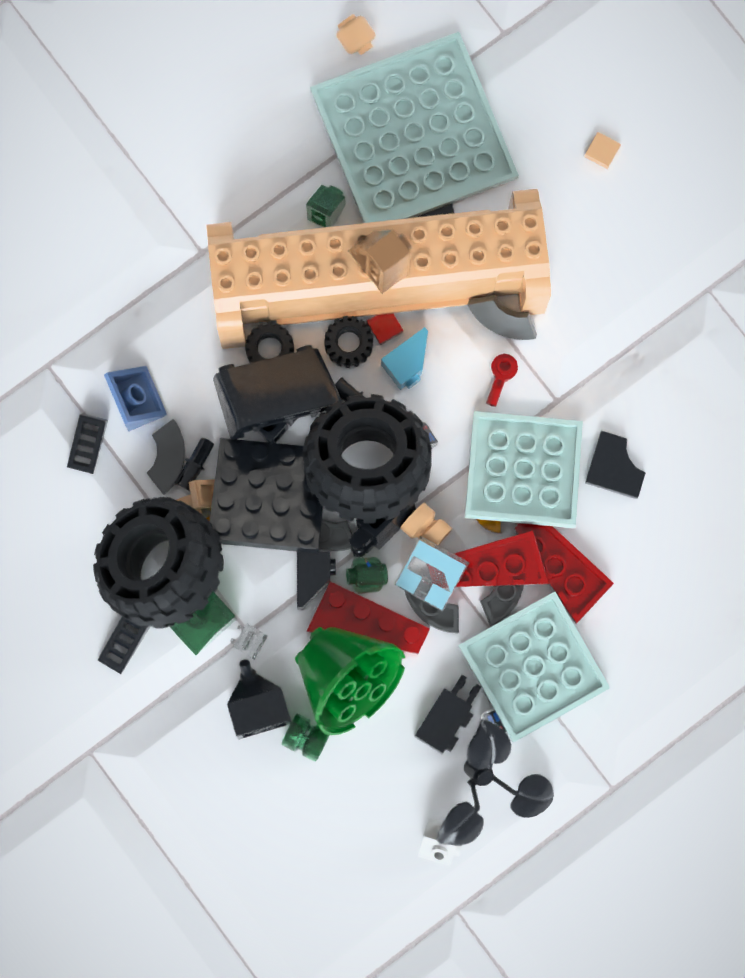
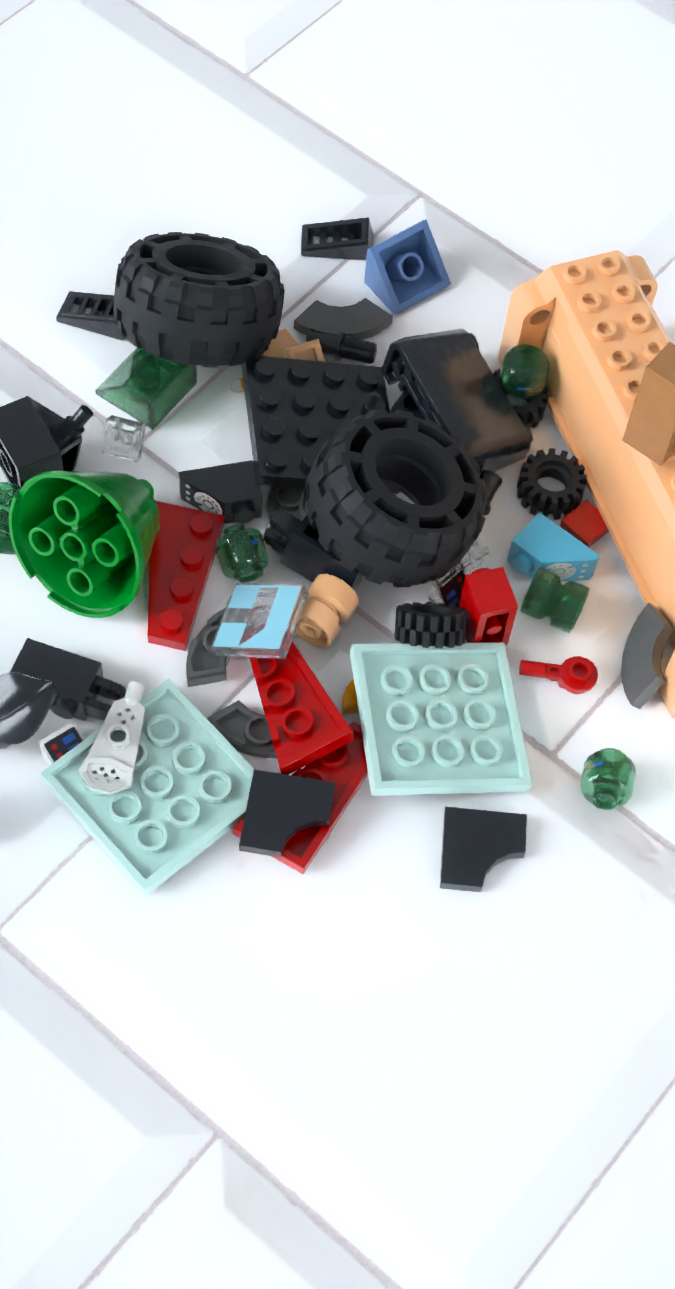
camera: 75 degrees right, 20 degrees down
(262, 328) = (524, 371): none -> clear green head
(448, 367) = (552, 599): none -> clear green wheel
(452, 416) = (489, 606): none -> red brick
(466, 462) = (430, 625): none -> black tyre
(514, 688) = (116, 755): none -> white piece
(572, 588) = (282, 807): none -> black tile
(588, 370) = (608, 776): none -> clear green head

